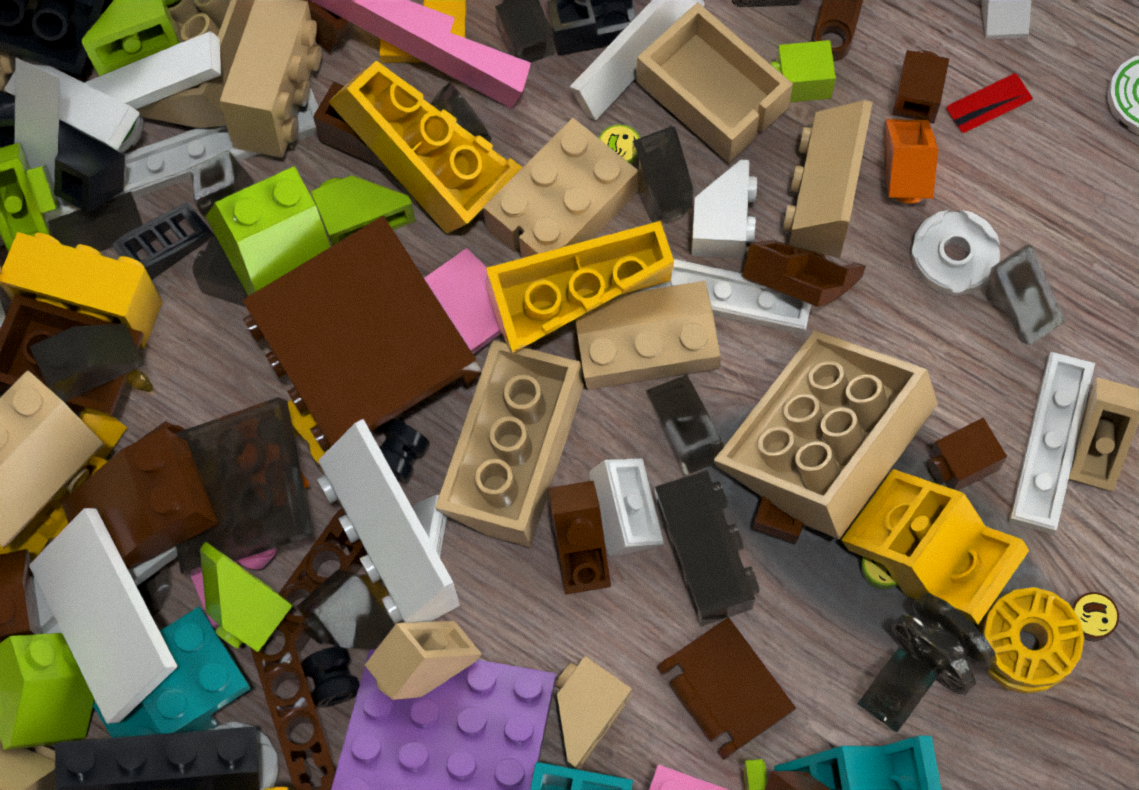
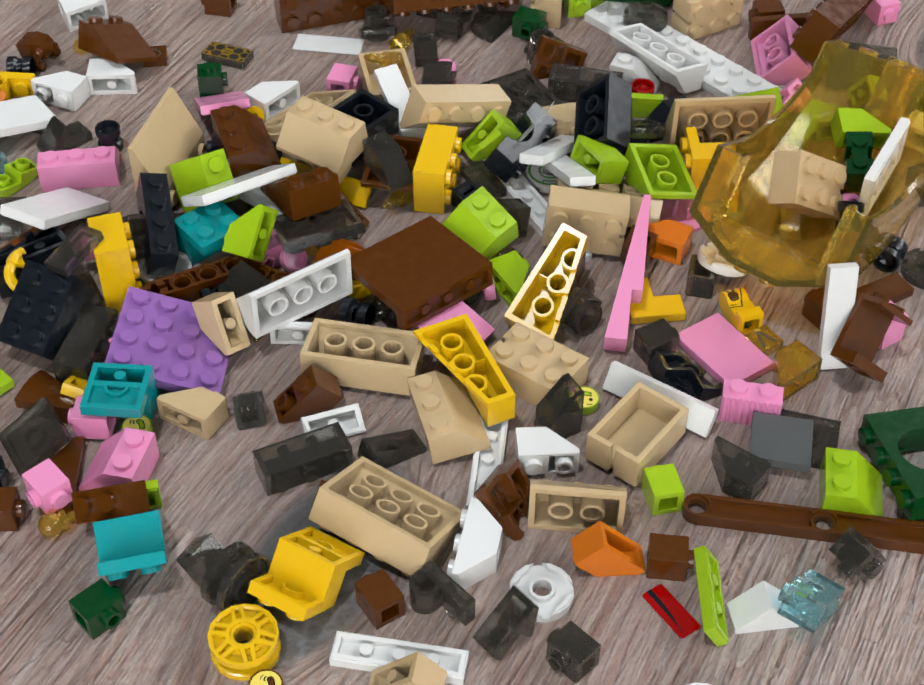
camera: 80 degrees right, 25 degrees down
(581, 628) = (248, 409): none -> clear smoke slope
(727, 687) = (213, 484): reddish brown piece -> none
(886, 321) = (476, 547): none -> white slope
(961, 375) = (439, 591): none -> clear smoke plate
(985, 46) = (711, 596): none -> lime tile
(1064, 225) = (572, 651): none -> clear smoke brick

